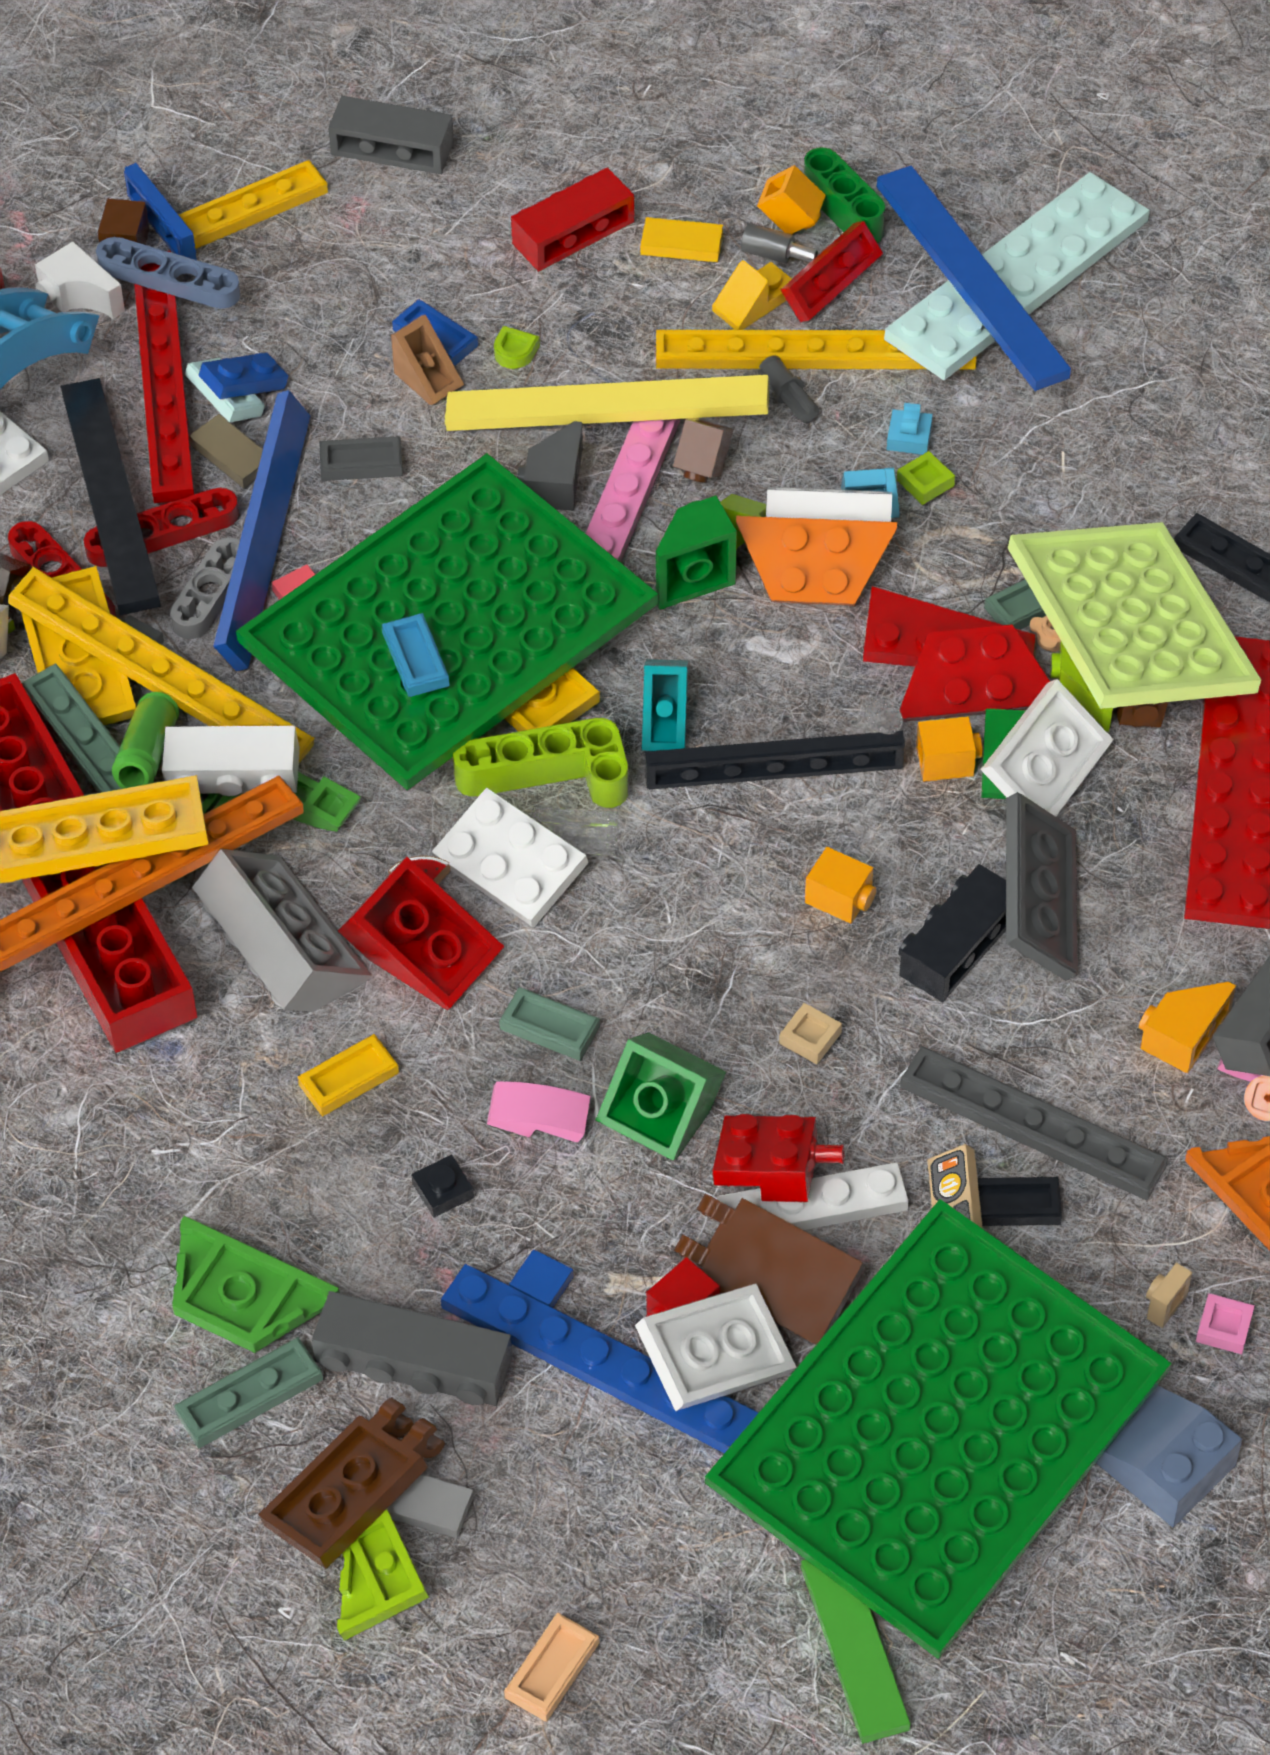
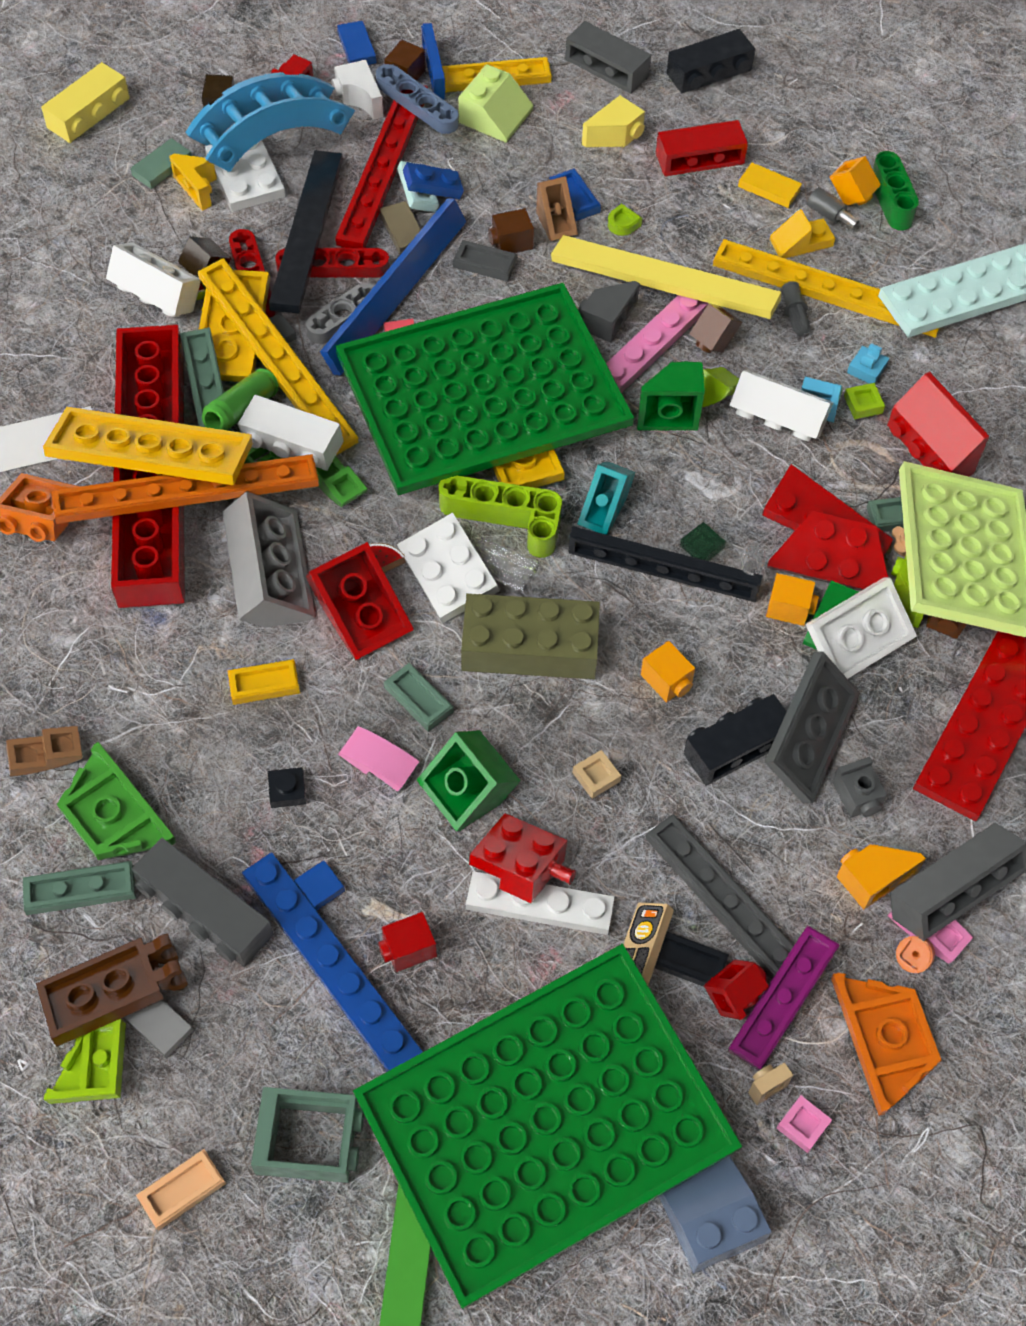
camera: 20 degrees right, 5 degrees up
(38, 222) = (356, 42): none -> blue tile
(121, 1253) = (42, 753): none -> medium nougat slope
(272, 246) = (494, 104): none -> yellowish green slope
(381, 408) = (512, 231): none -> reddish brown brick
(415, 655) = (445, 403): dark azure tile -> none
(445, 224) = (614, 125): none -> light yellow slope
(529, 98) = (710, 61): none -> black brick
(654, 902) = (530, 636): none -> olive brick
(659, 1512) = (267, 1127): none -> sand green window
(715, 1346) = (409, 990): white plate -> none
(795, 1272) = (484, 943): reddish brown tile -> none
(807, 718) = (702, 542): none -> clear green tile
(815, 557) = (758, 430): orange wing -> none
(831, 271) = (862, 238): red plate -> none
(973, 278) = (959, 274): blue tile -> none
(1032, 481) = (937, 428): none -> slope
(1085, 1208) = (736, 988): none -> red brick
(1124, 937) = (848, 786): none -> dark grey brick
(1142, 1198) = (783, 998): none -> magenta tile

